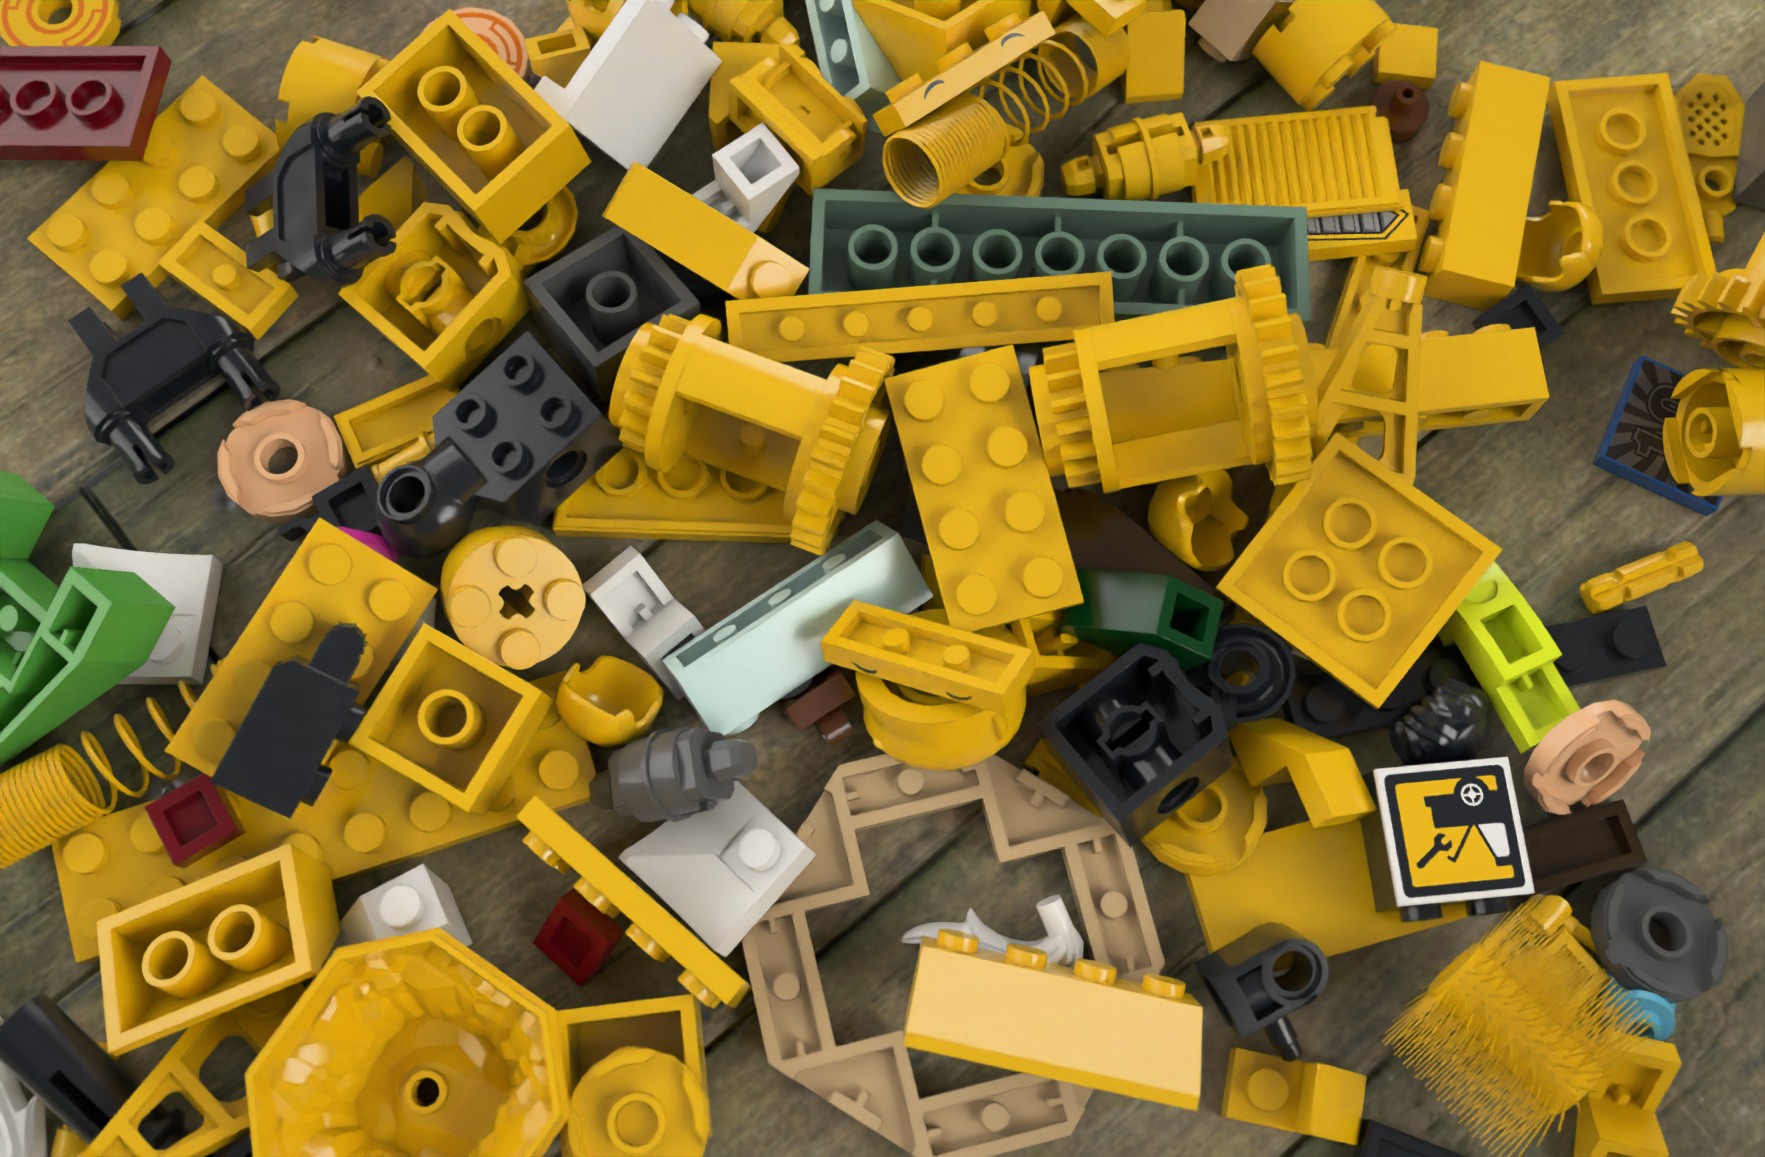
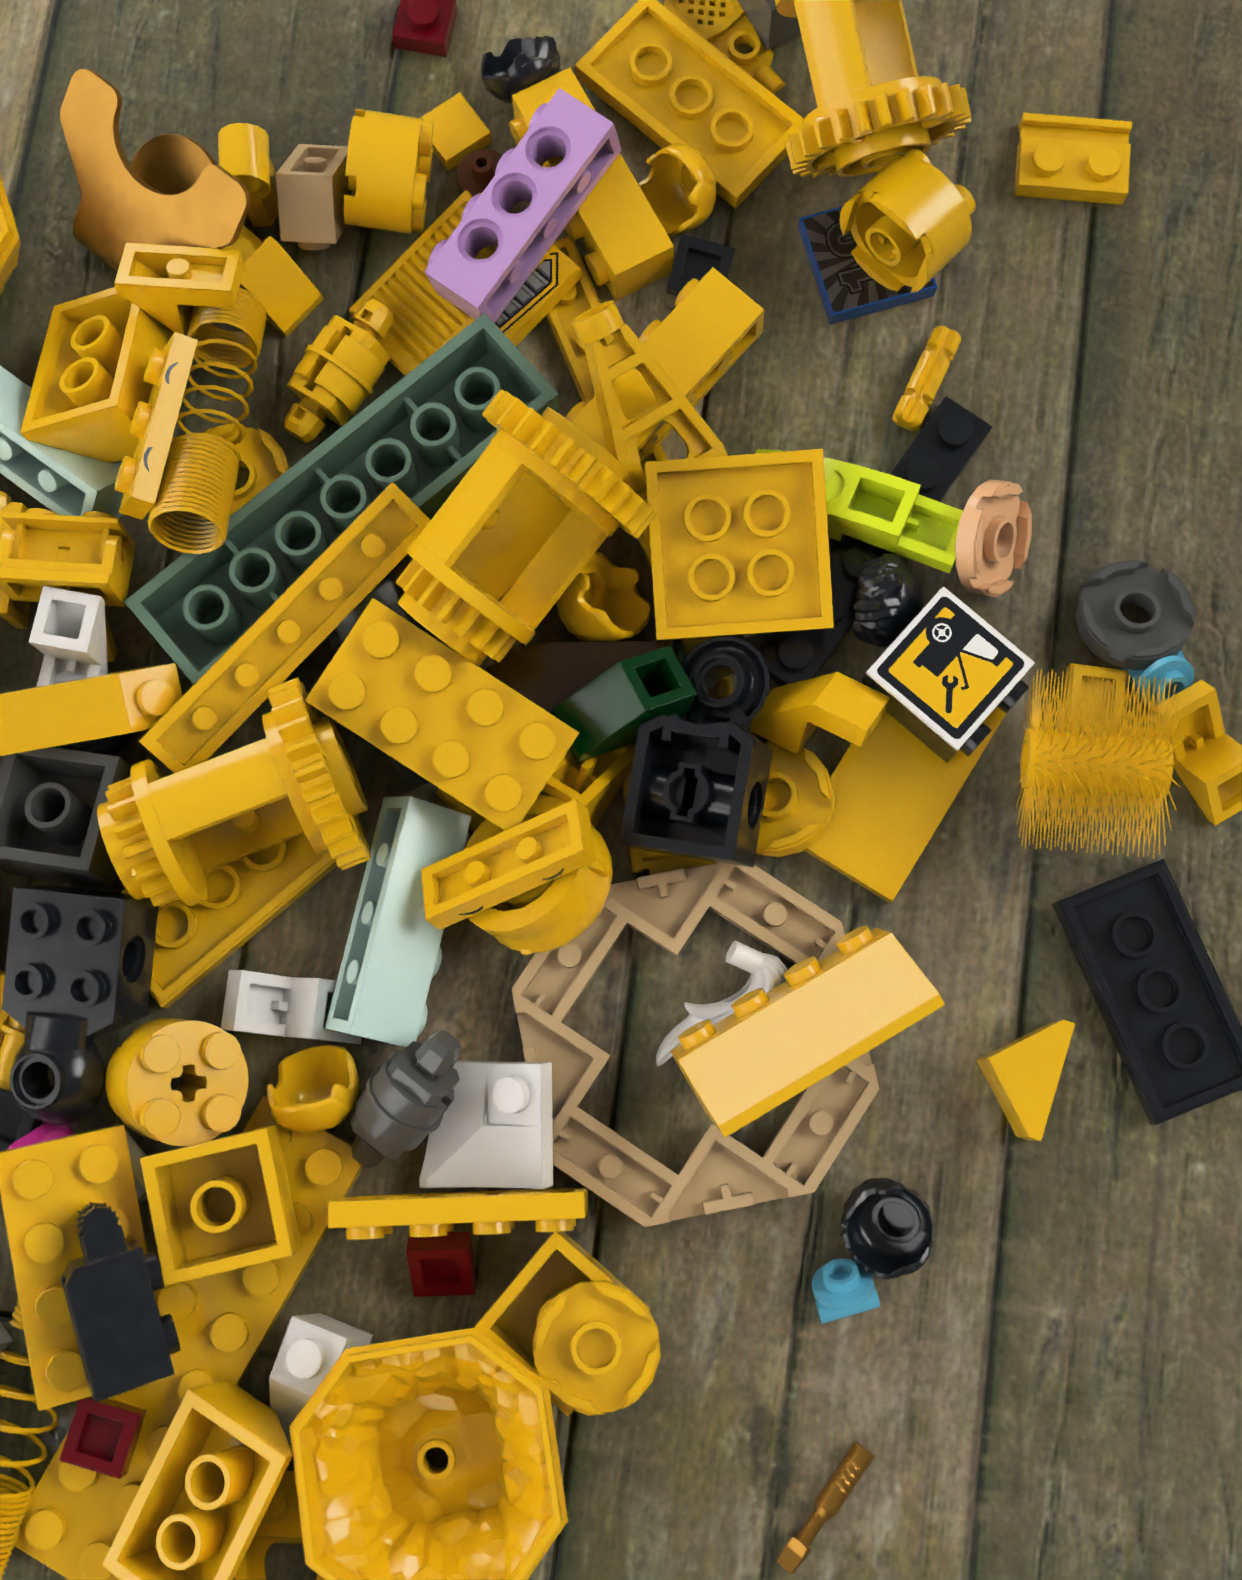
camera: 35 degrees left, 5 degrees up
(820, 705) = (463, 960): reddish brown tile -> none
(1249, 995) = (914, 892): black piece -> none
(1294, 1096) = (997, 931): yellow slope -> none
(1500, 114) = (522, 239): none -> lavender brick
(1507, 46) = (519, 66): none -> black hair
(1560, 913) = (1058, 659): yellow hand -> none
(1581, 846) = (1037, 600): dark brown tile -> none

